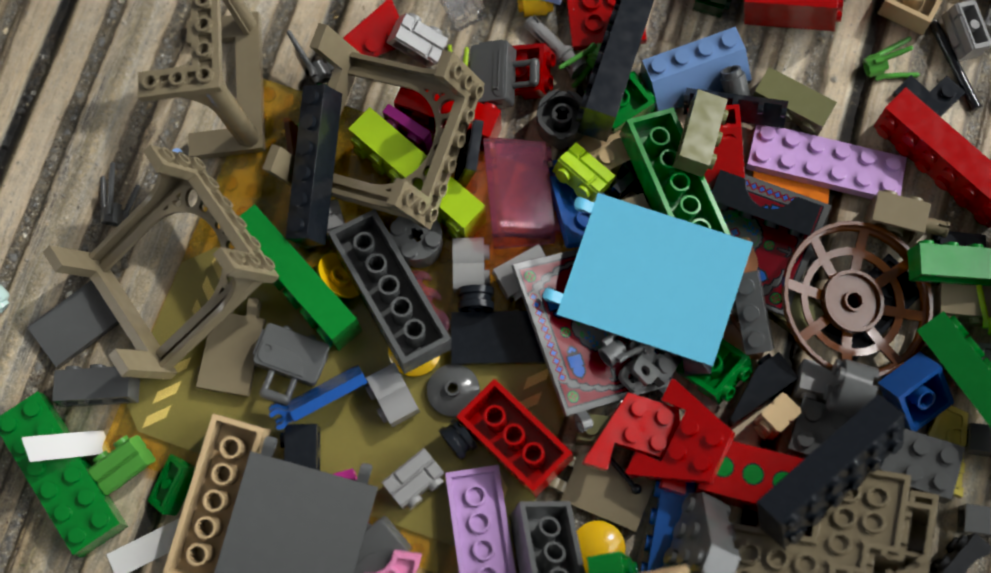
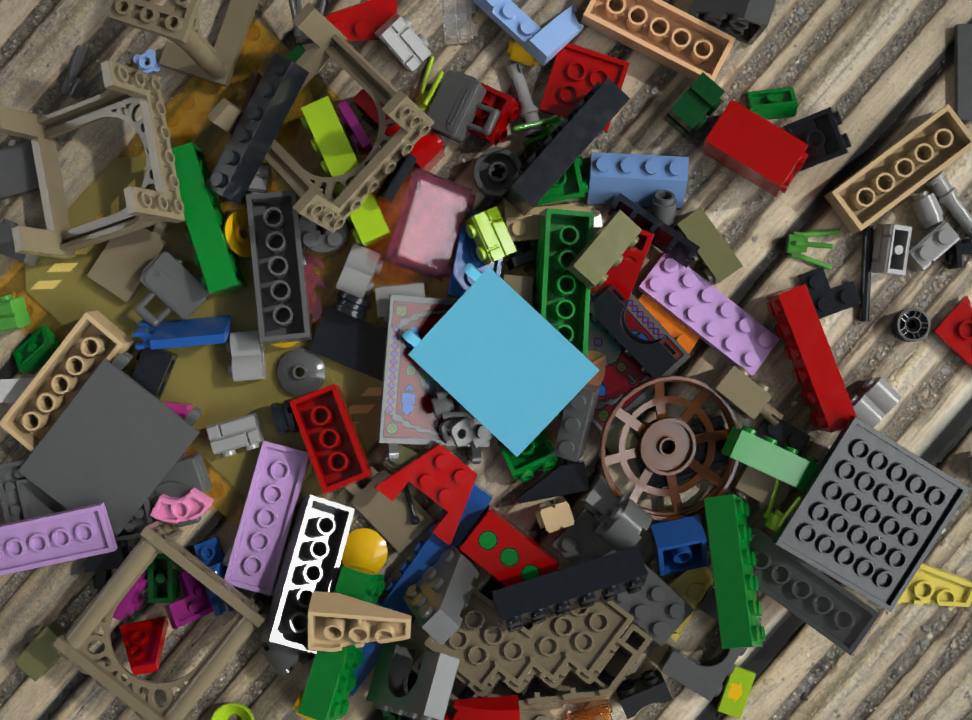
camera: 25 degrees right, 15 degrees up
(695, 447) = (474, 514): red wing -> none

